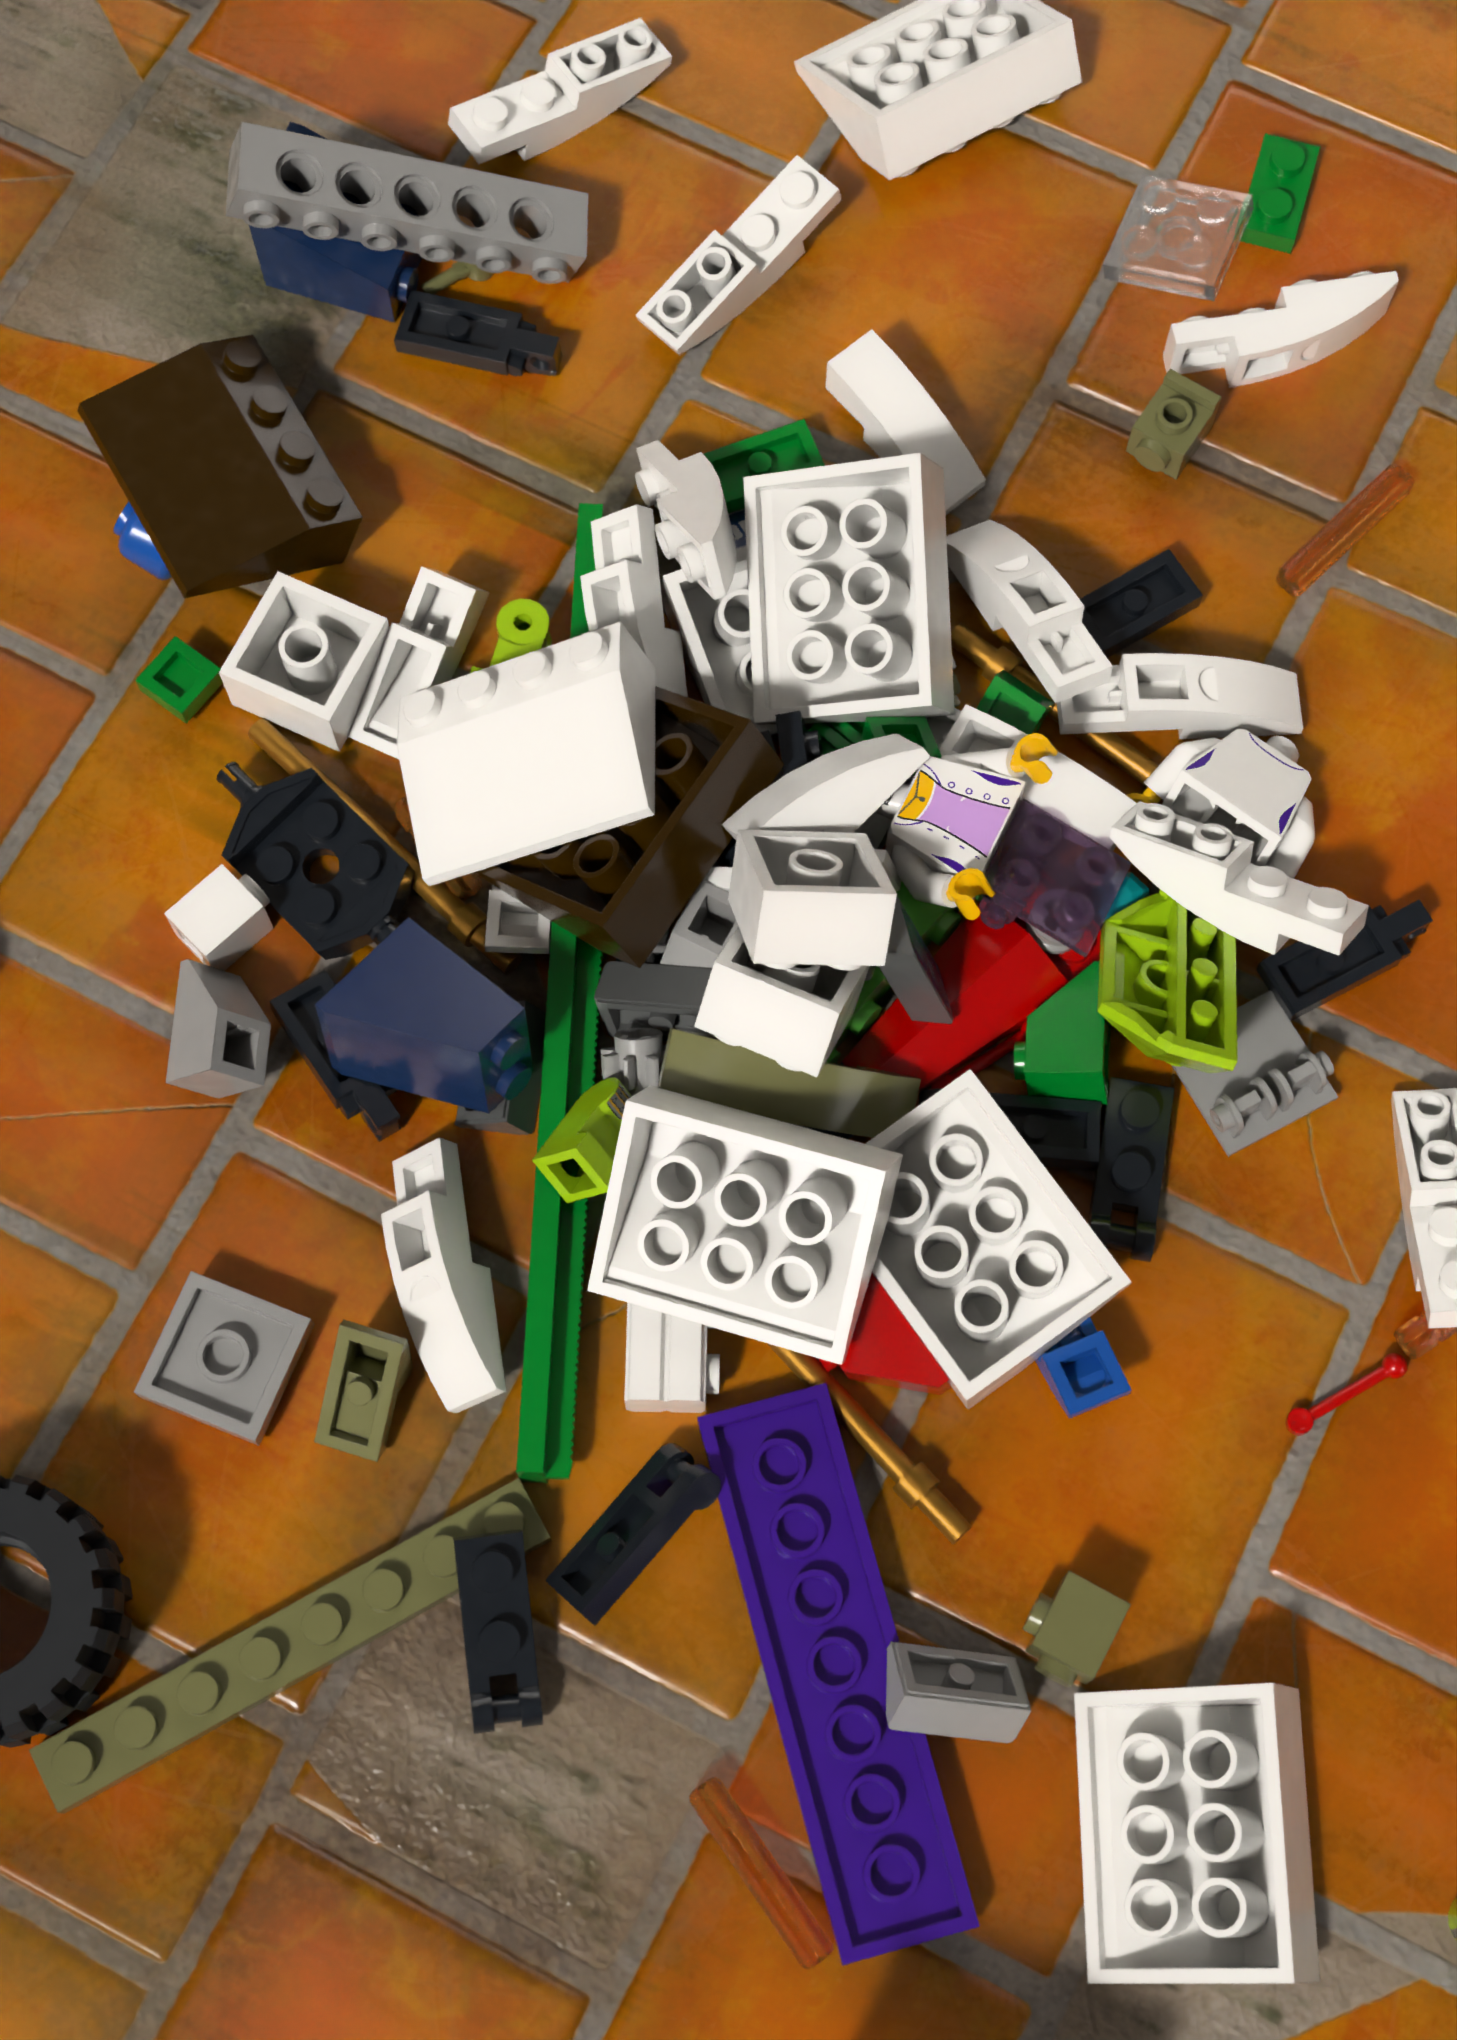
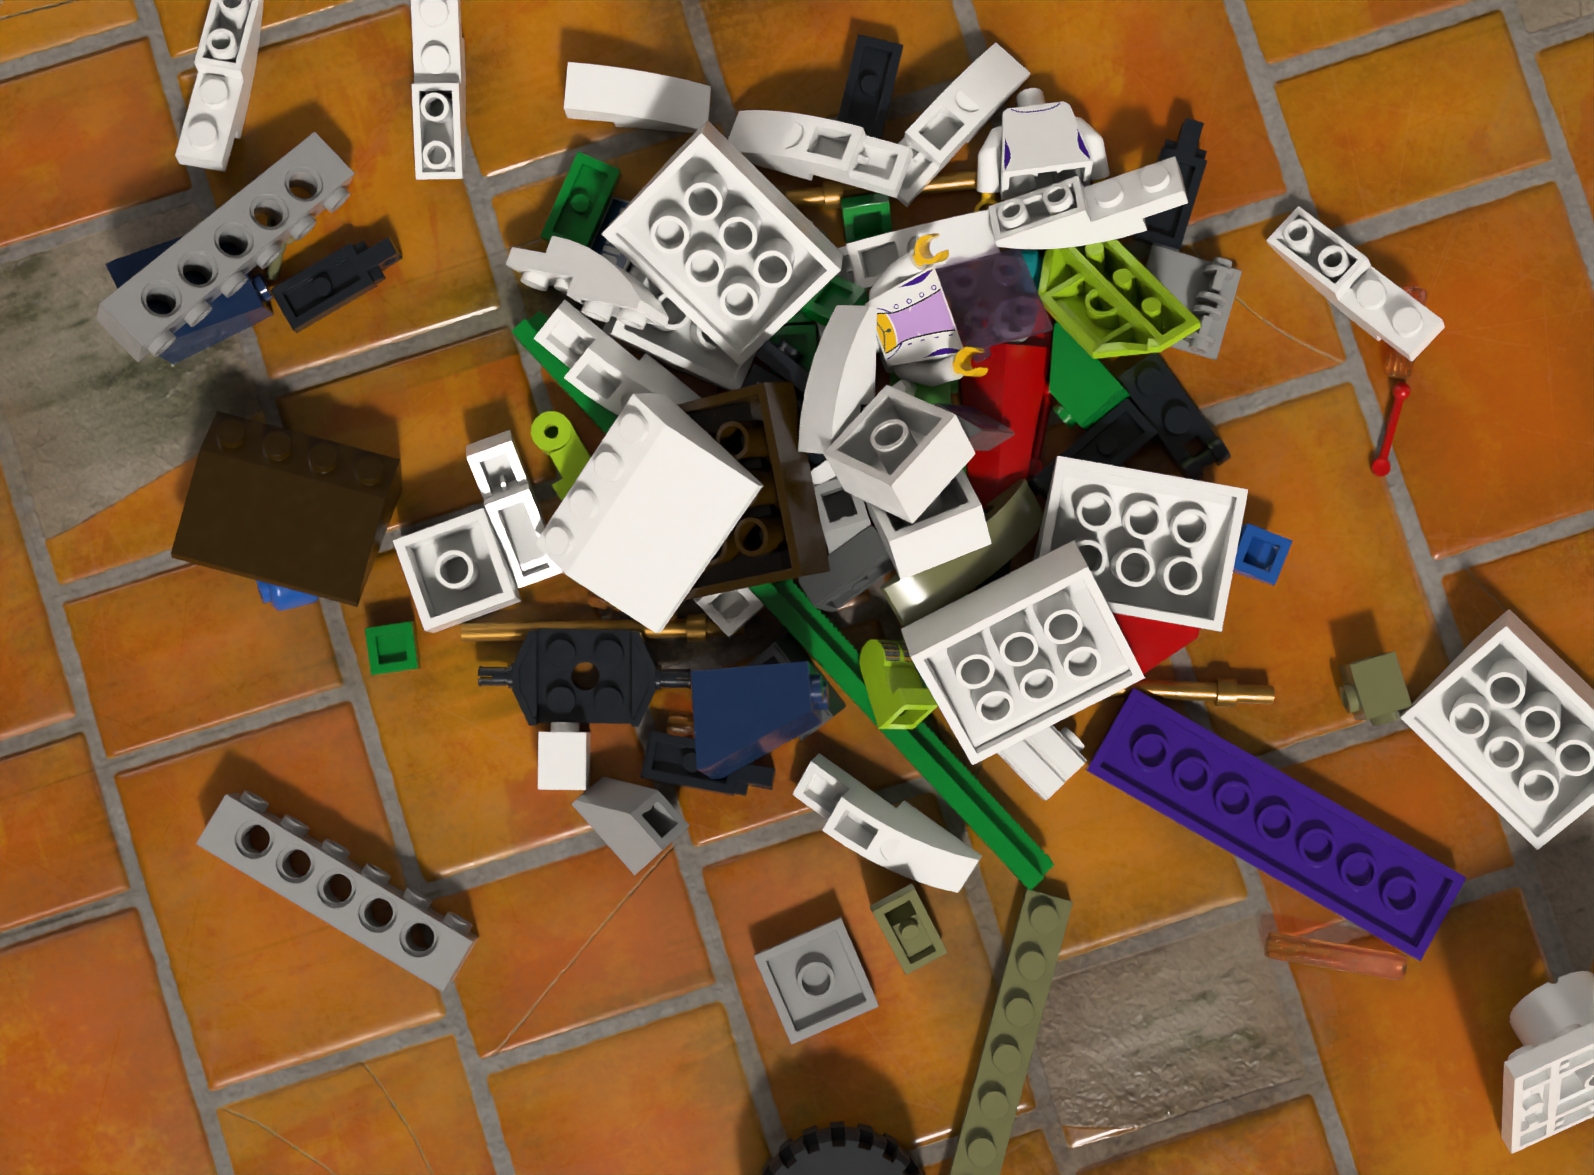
camera: 45 degrees left, 15 degrees up
(497, 1628) = (1094, 972): black plate -> none
(633, 1530) = (1112, 858): black plate -> none
(635, 1058) = (869, 616): light grey gear -> none
(954, 1693) = (1346, 777): light grey slope -> none

